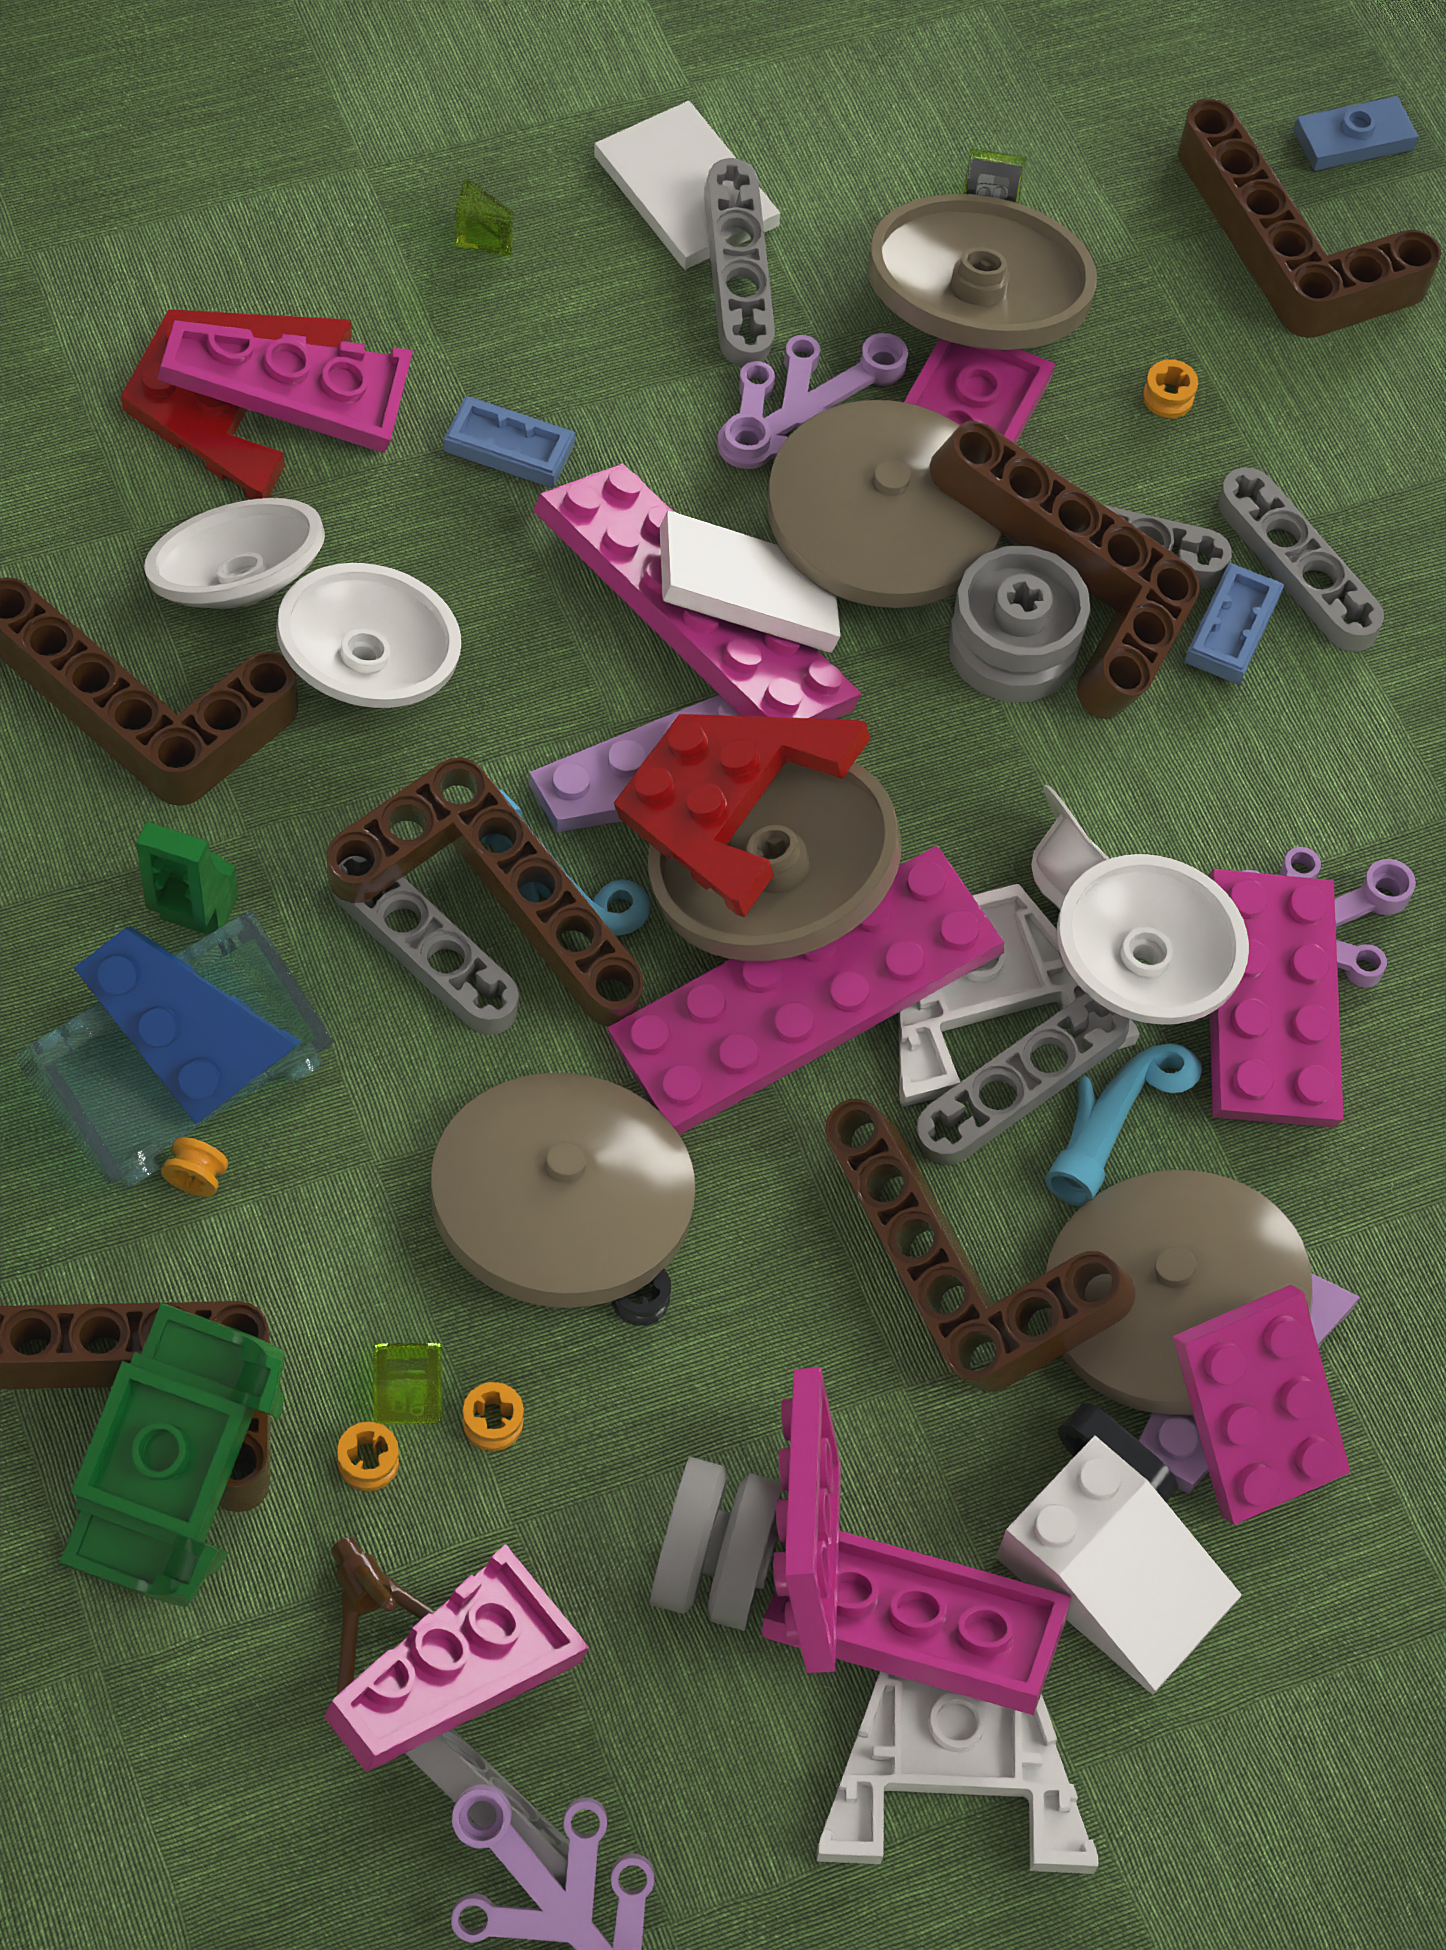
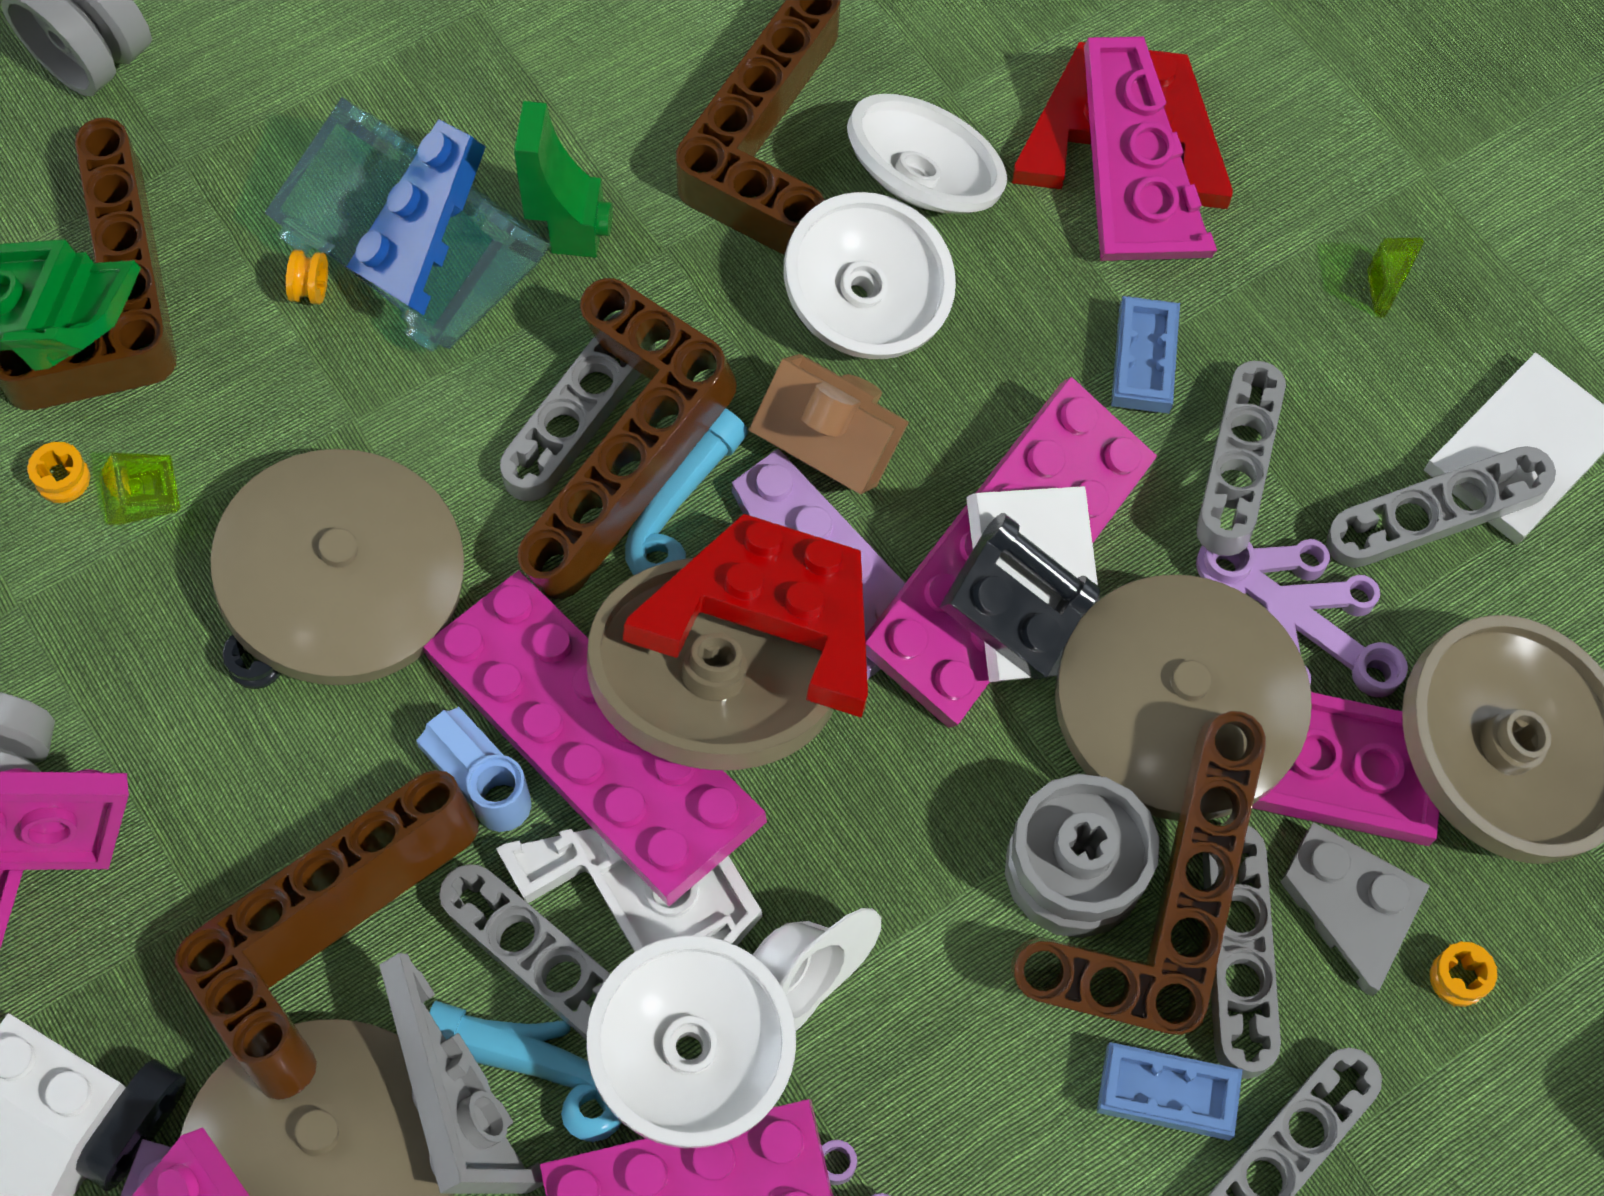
camera: 80 degrees right, 5 degrees up
(509, 1405) = (94, 553): light orange bush -> none
(524, 712) = (829, 422): none -> medium nougat piece
(642, 401) = (1243, 456): none -> light grey beam
(781, 605) = (1009, 613): none -> black plate
(803, 1104) = (477, 765): none -> light blue piece
(1097, 442) = (1354, 901): none -> light grey wing
(1148, 1159) = (453, 1098): none -> light grey wing

